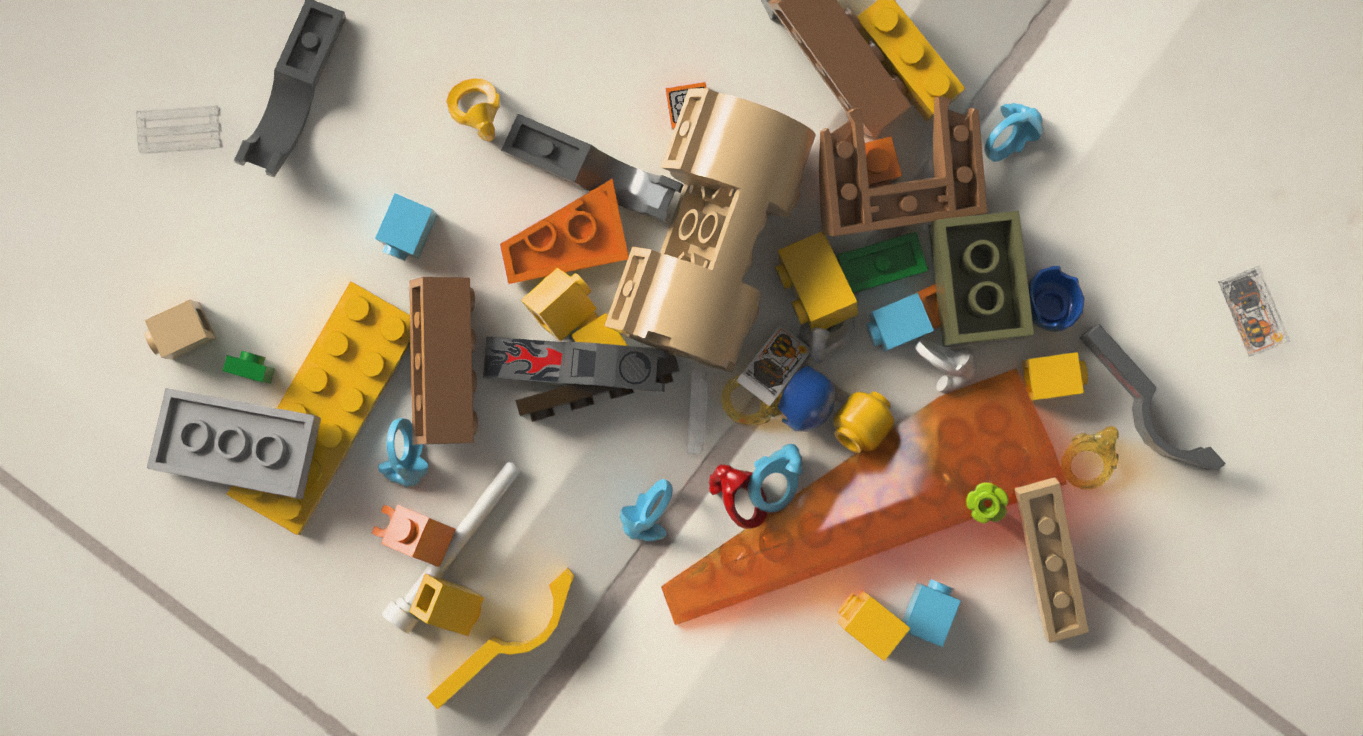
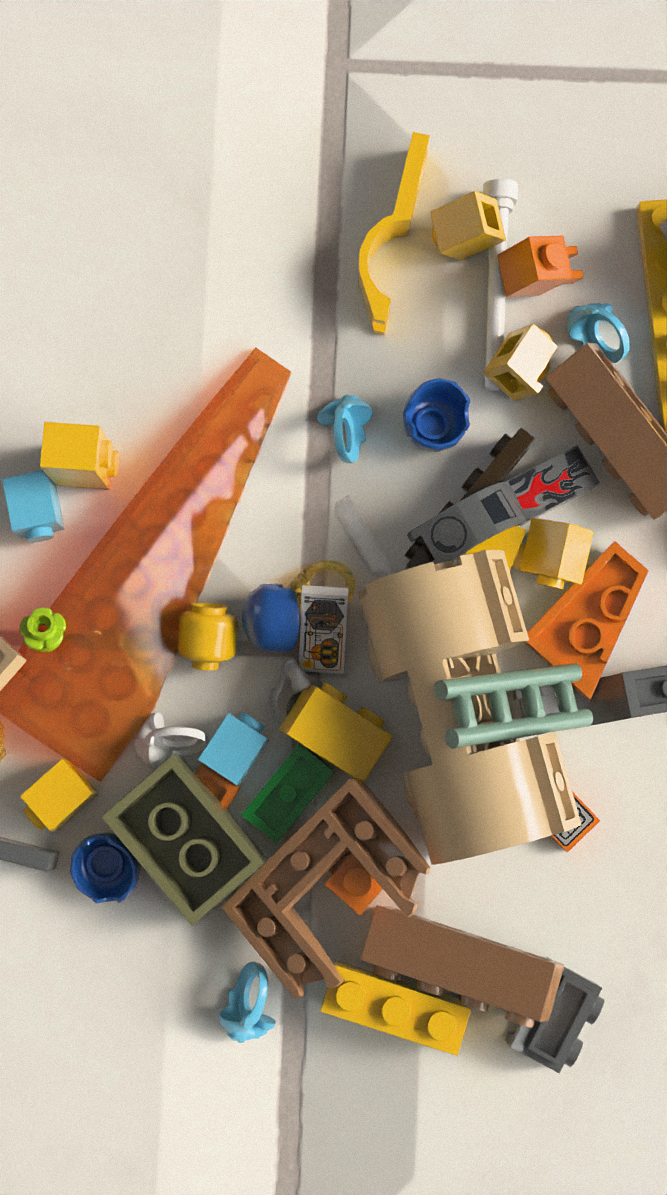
camera: 150 degrees right, 5 degrees down
(480, 468) = (521, 362): none -> yellow brick
(575, 471) = (436, 415): none -> blue hair
(684, 226) = (503, 725): none -> sand green bar
(729, 481) = (292, 499): red piece -> none
(783, 461) = (258, 549): medium azure piece -> none

